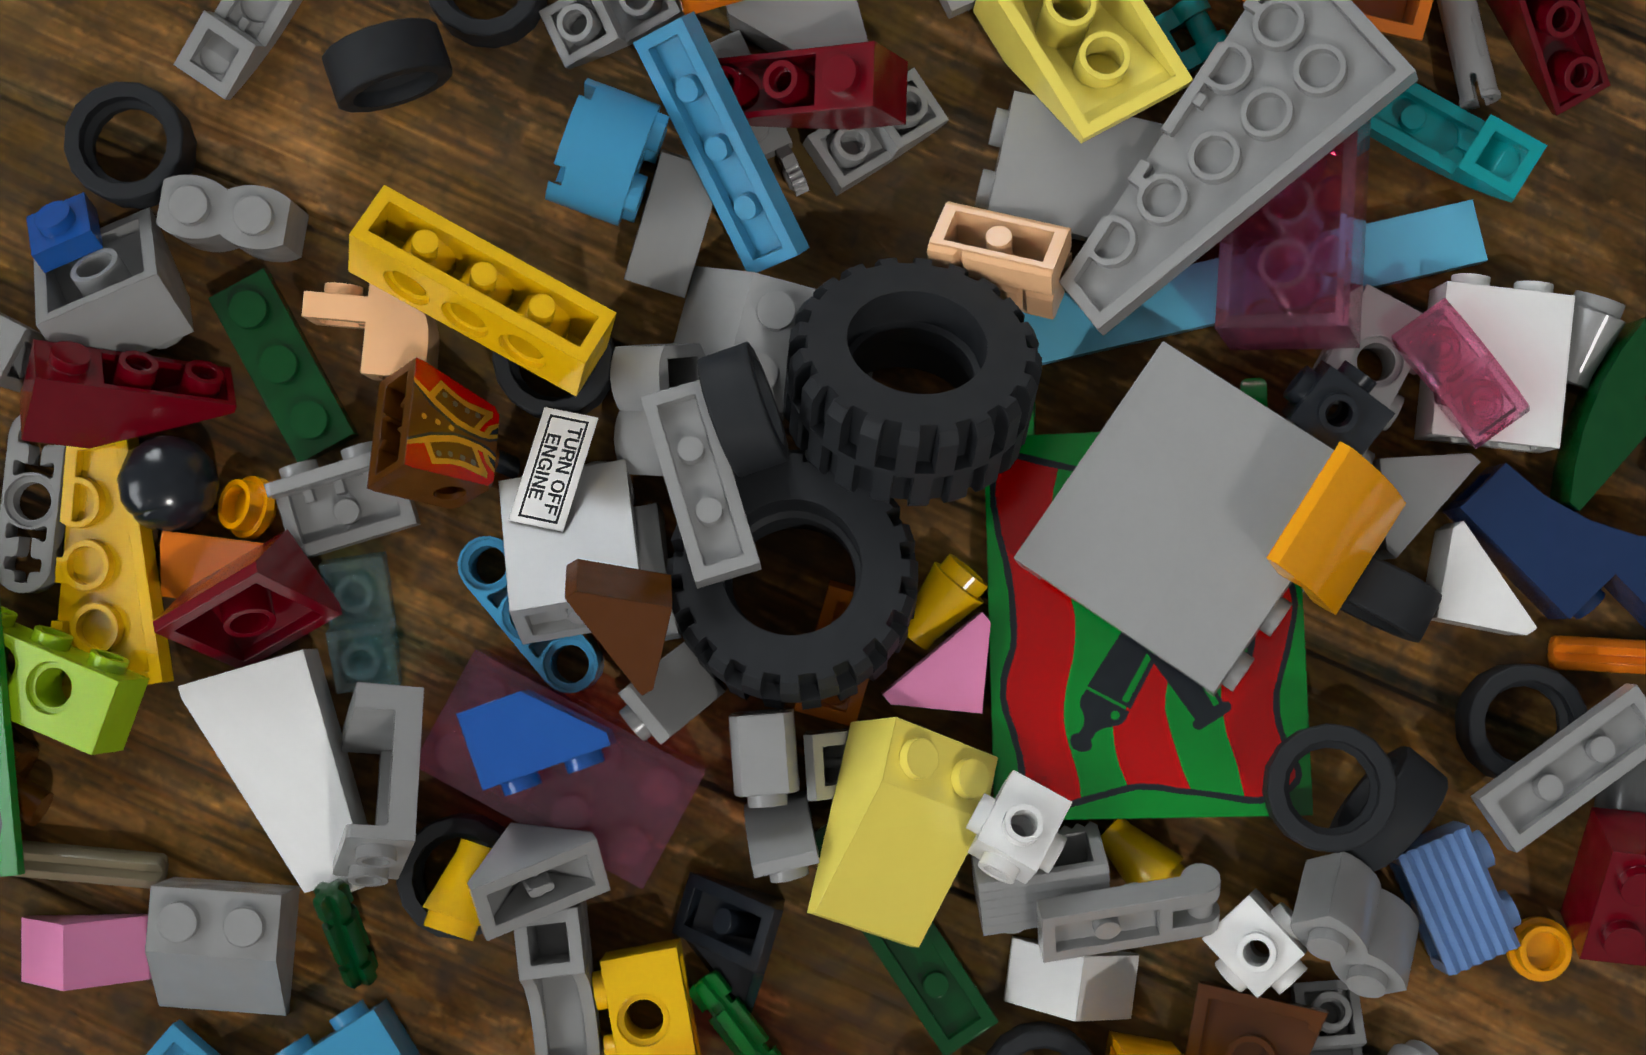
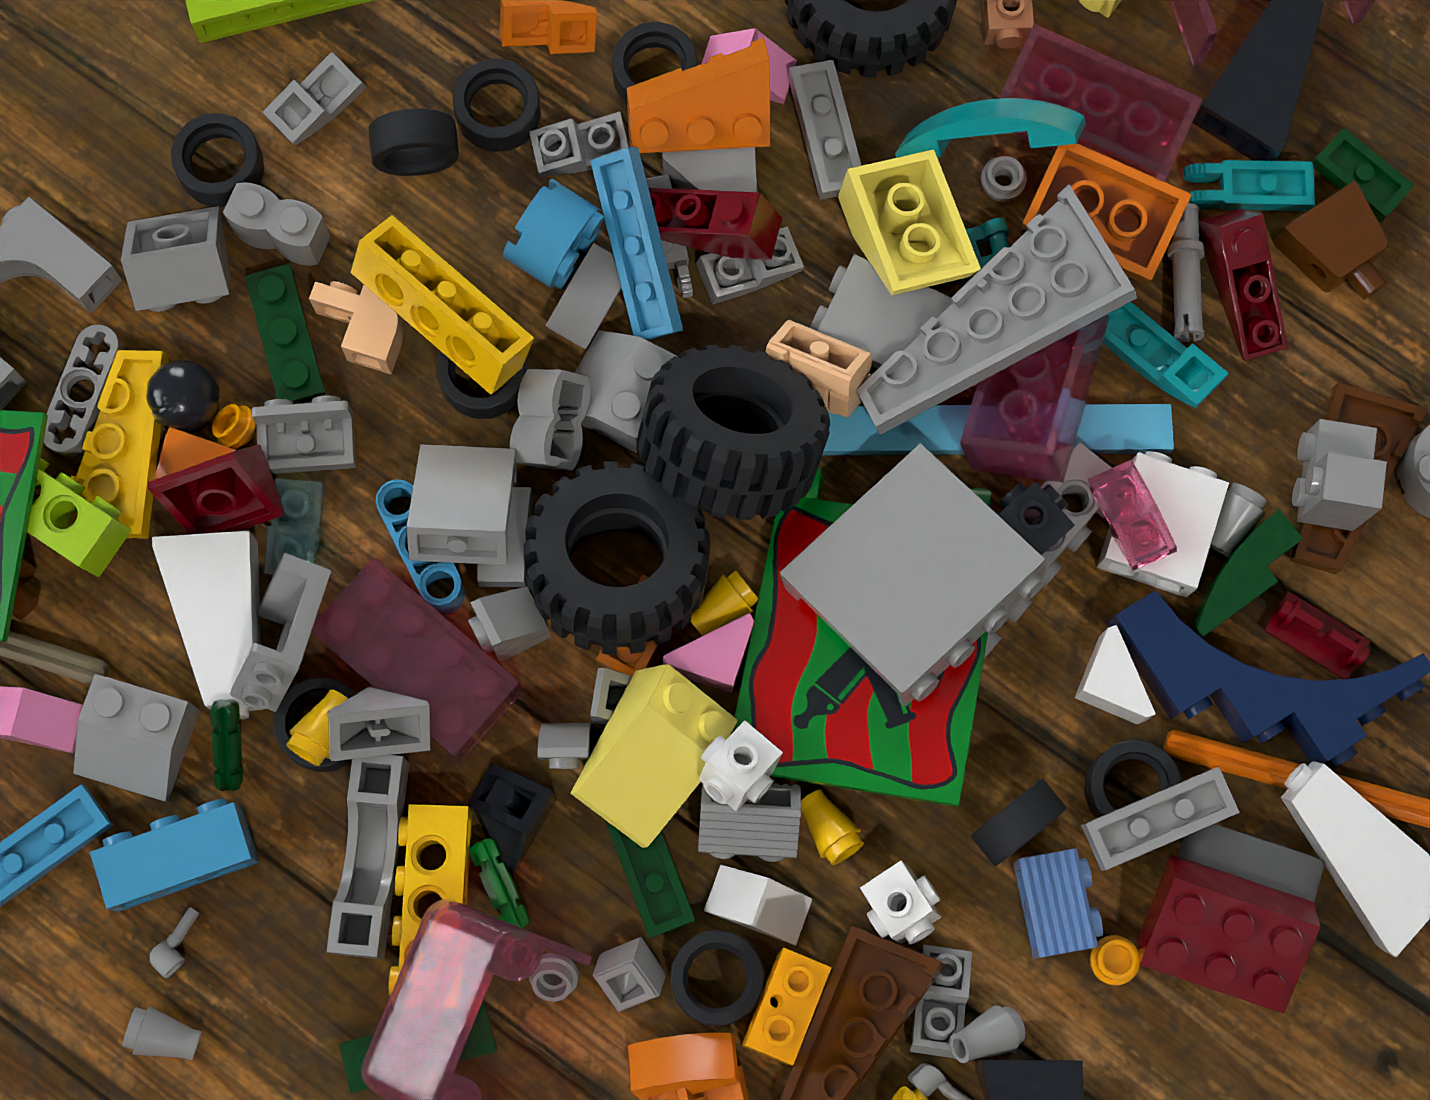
camera: 10 degrees right, 10 degrees down
(64, 232) = (154, 207): blue plate -> none
(109, 396) = (157, 324): dark red slope -> none
(435, 440) = (382, 404): torso -> none
(526, 734) = (397, 619): blue slope -> none
(553, 469) = (462, 442): white sticker -> none
(625, 613) = (489, 543): reddish brown slope -> none
(700, 485) = (565, 467): light grey plate -> none
(743, 409) = (608, 421): black tyre -> none
(764, 756) = (566, 679): light grey brick -> none
(1130, 915) = (808, 853): light grey plate -> none
(1337, 528) = (1015, 594): light orange slope -> none
(1355, 925) = (976, 902): light grey brick -> none
(1379, 775) = (969, 745): black tyre -> none
(1393, 601) = (1041, 662): black tyre -> none
(1425, 487) = (1081, 598): light grey slope -> none

